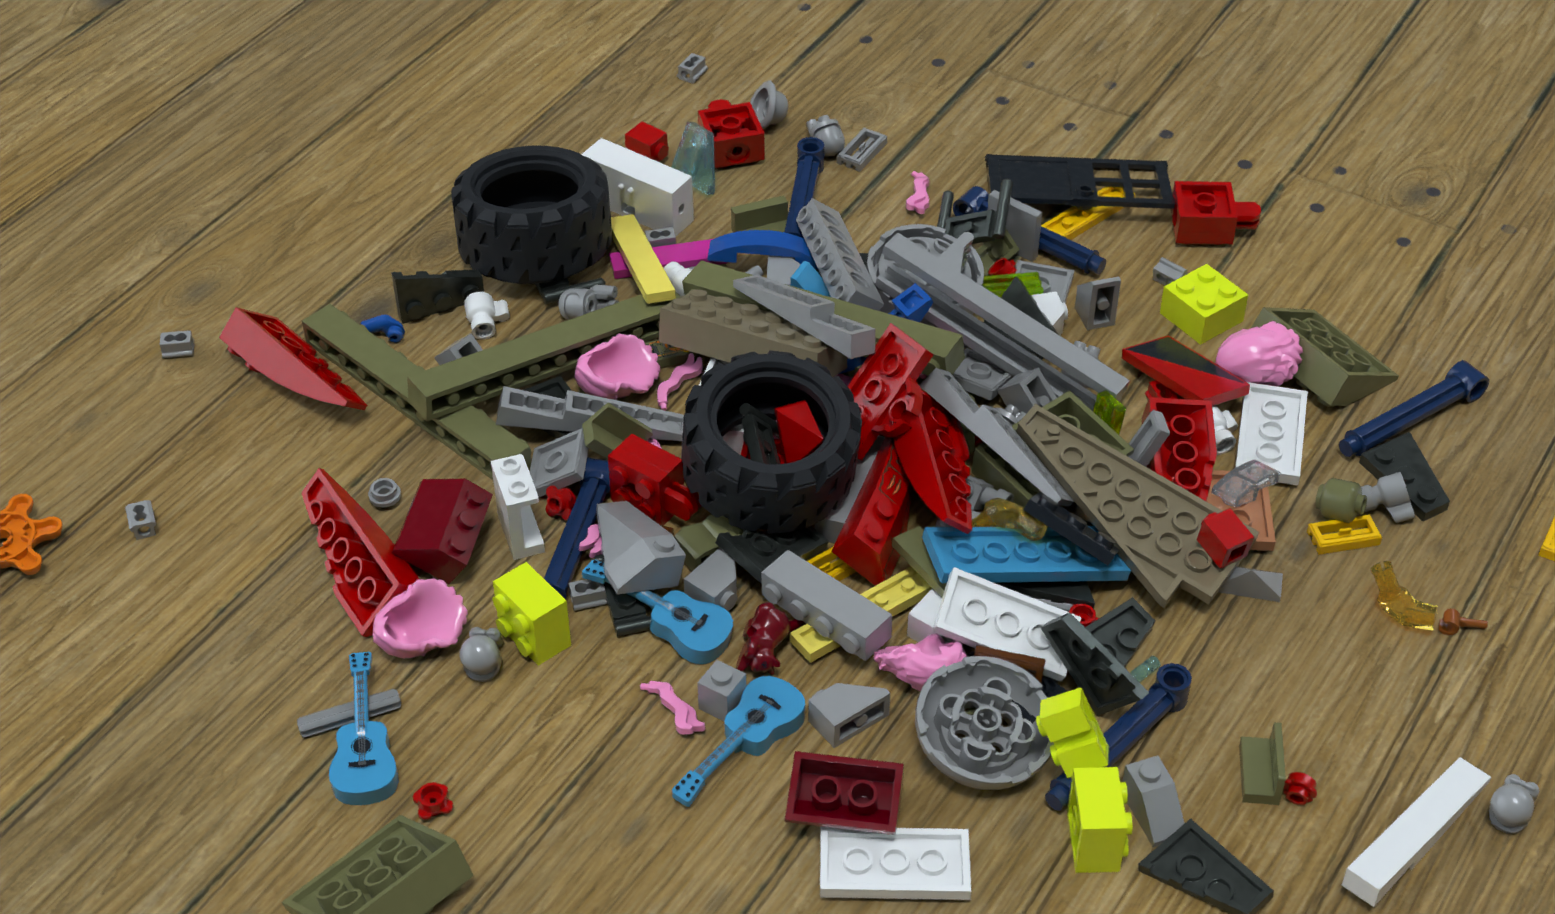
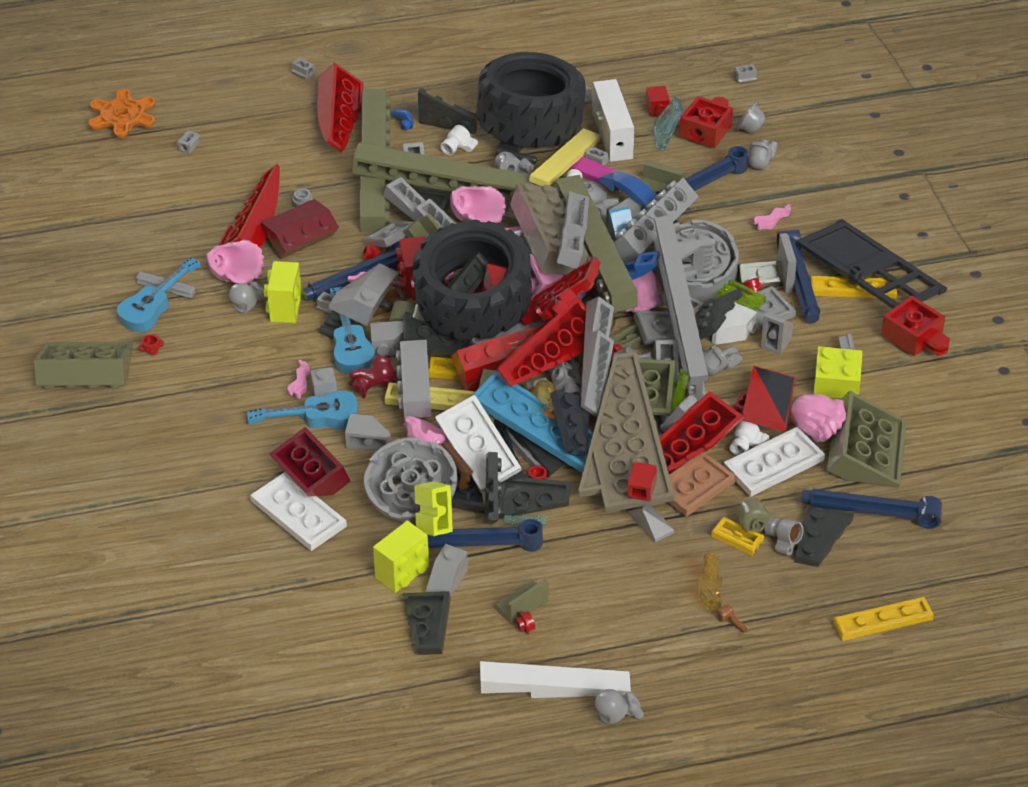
camera: 45 degrees right, 0 degrees up
(513, 496) = (334, 241): white panel -> none
(866, 151) = (777, 174): light grey tile -> none
(983, 225) = (761, 250): pearl dark grey plate -> none
(1244, 482) = (701, 468): clear slope -> none

